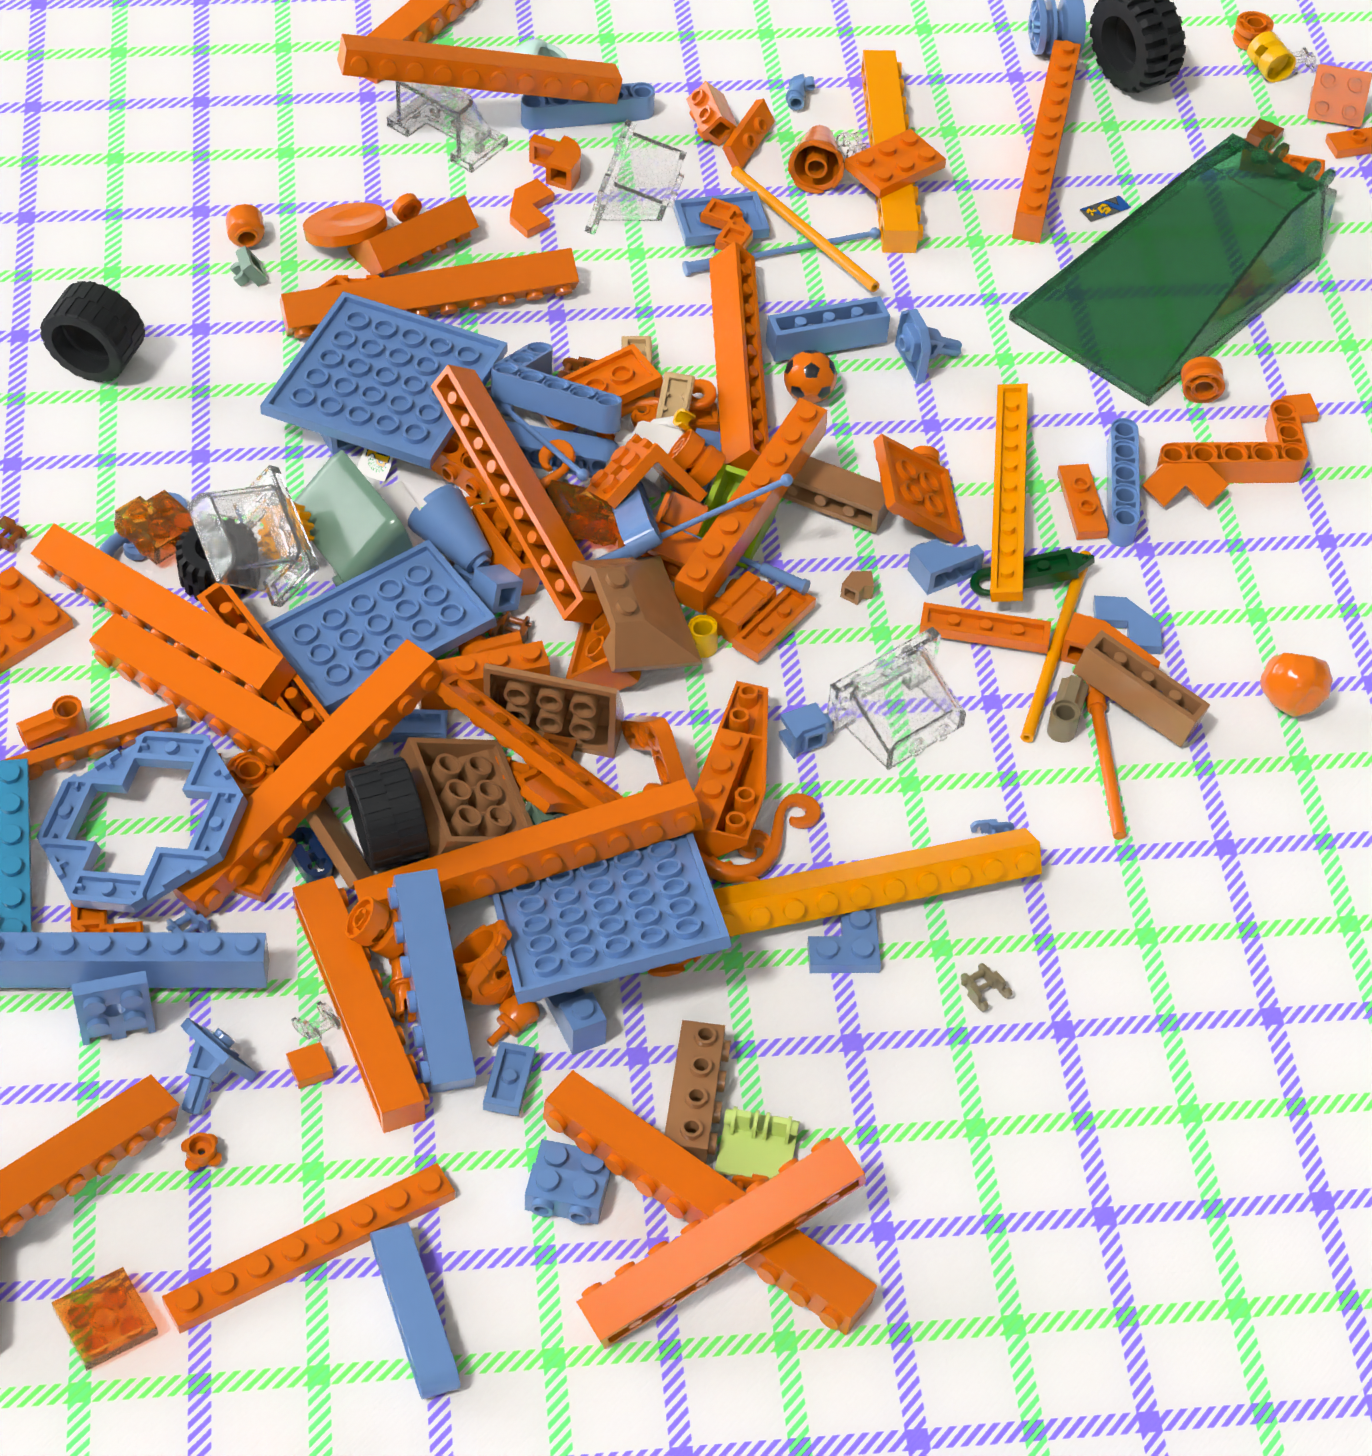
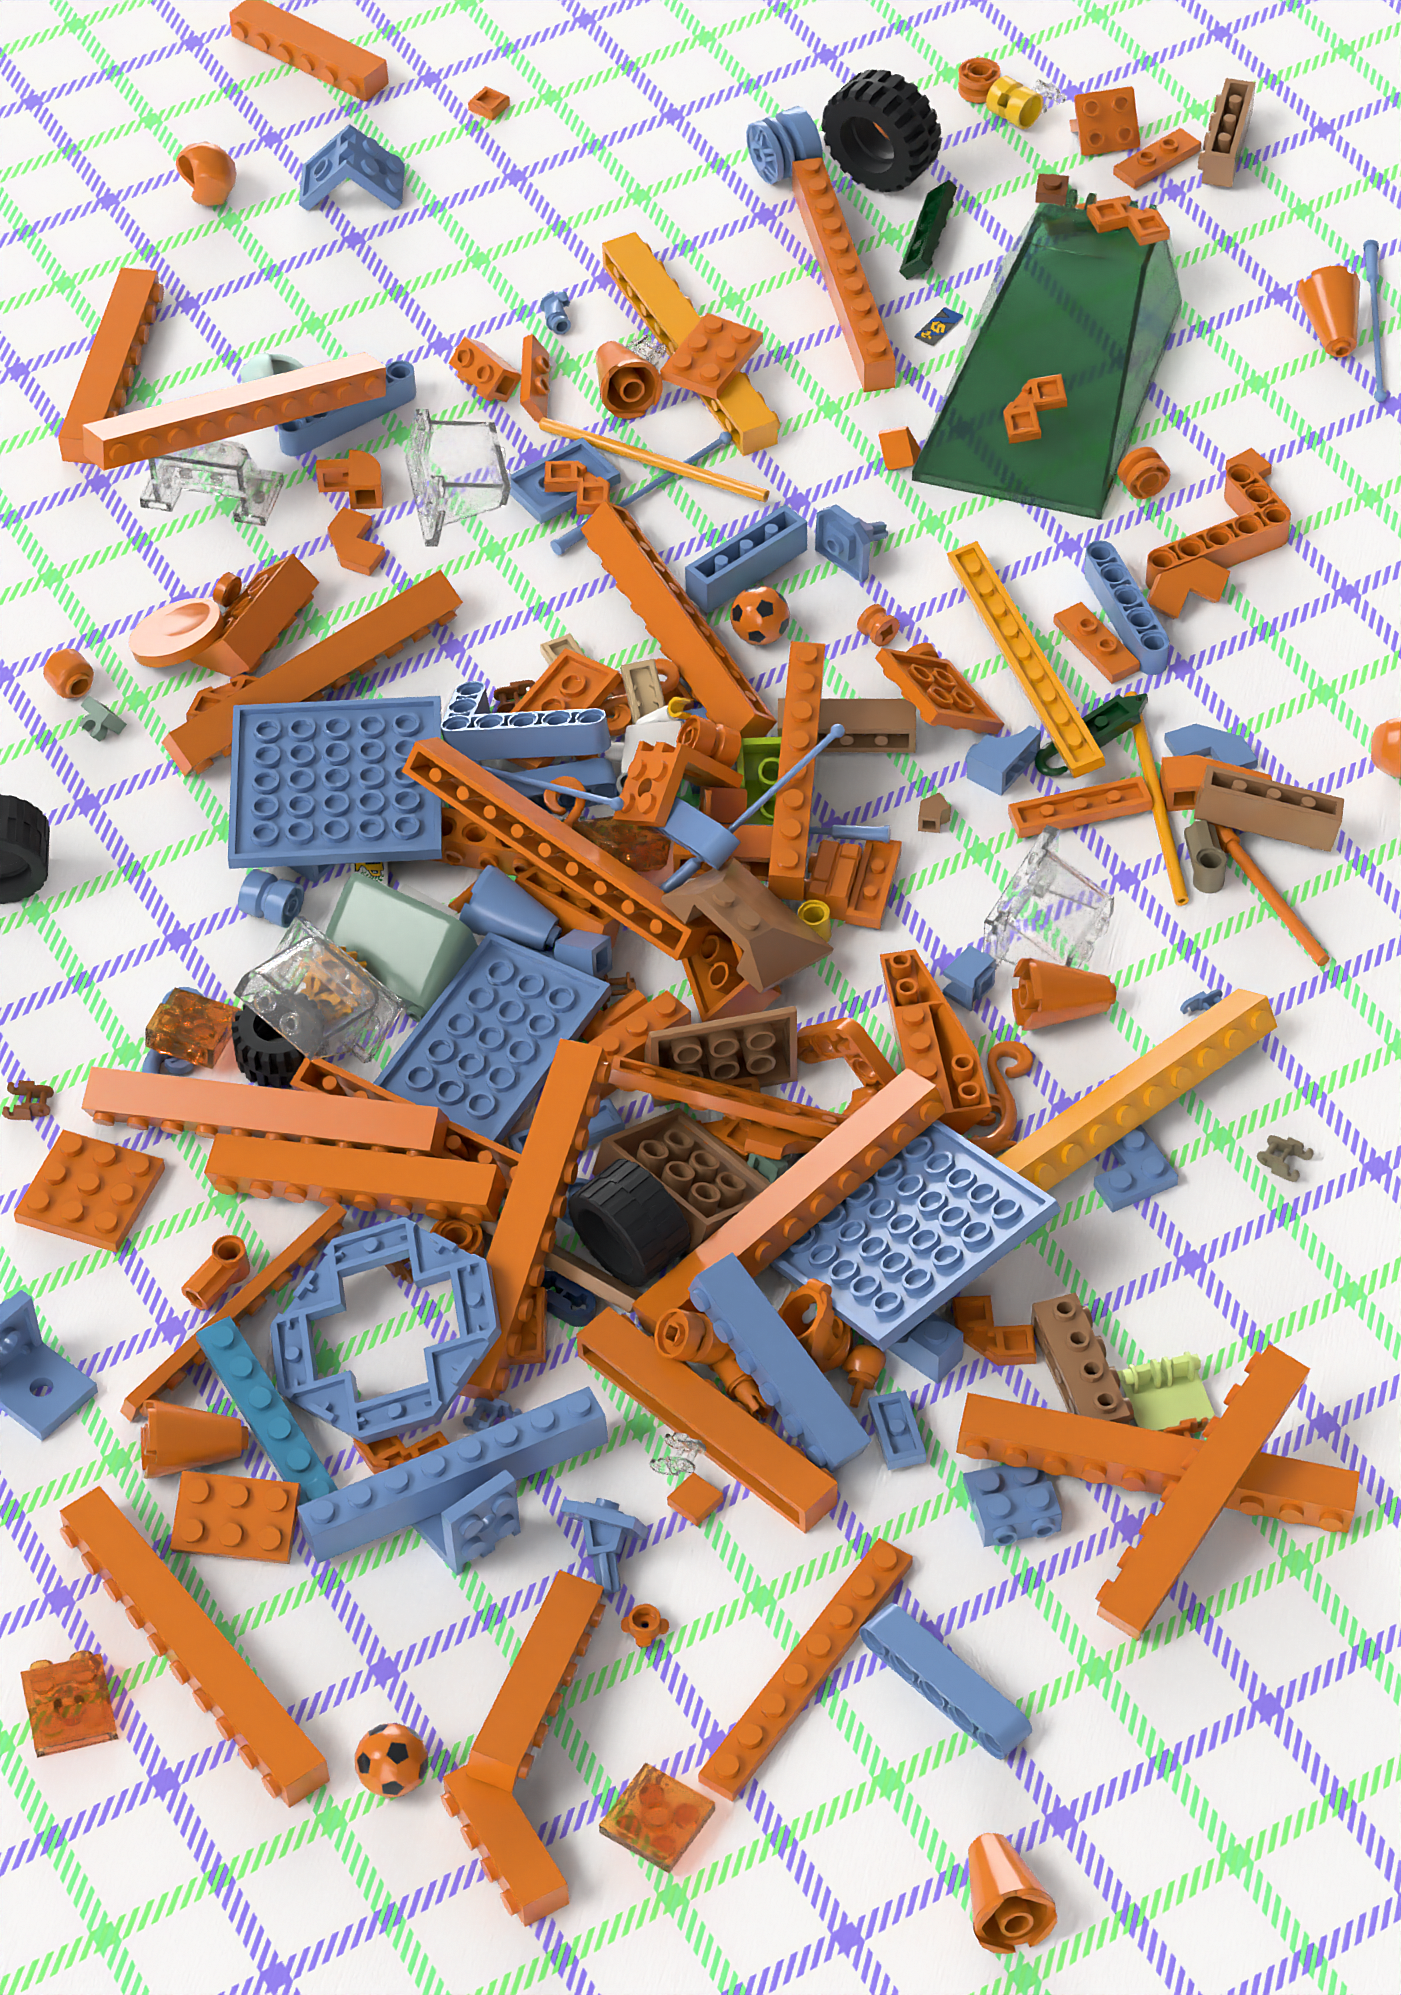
camera: 20 degrees left, 0 degrees up
(284, 450) = (270, 898): none -> medium blue wheel
(643, 1043) = (997, 1343): none -> orange tile
(870, 772) = (1057, 994): none -> orange cone
(905, 420) = (878, 625): none -> orange wheel
(1008, 288) = (898, 447): none -> orange slope
(1143, 127) = (928, 230): none -> dark green plate
(1144, 285) = (1036, 396): none -> orange tile
(1308, 179) = (1114, 214): none -> orange tile

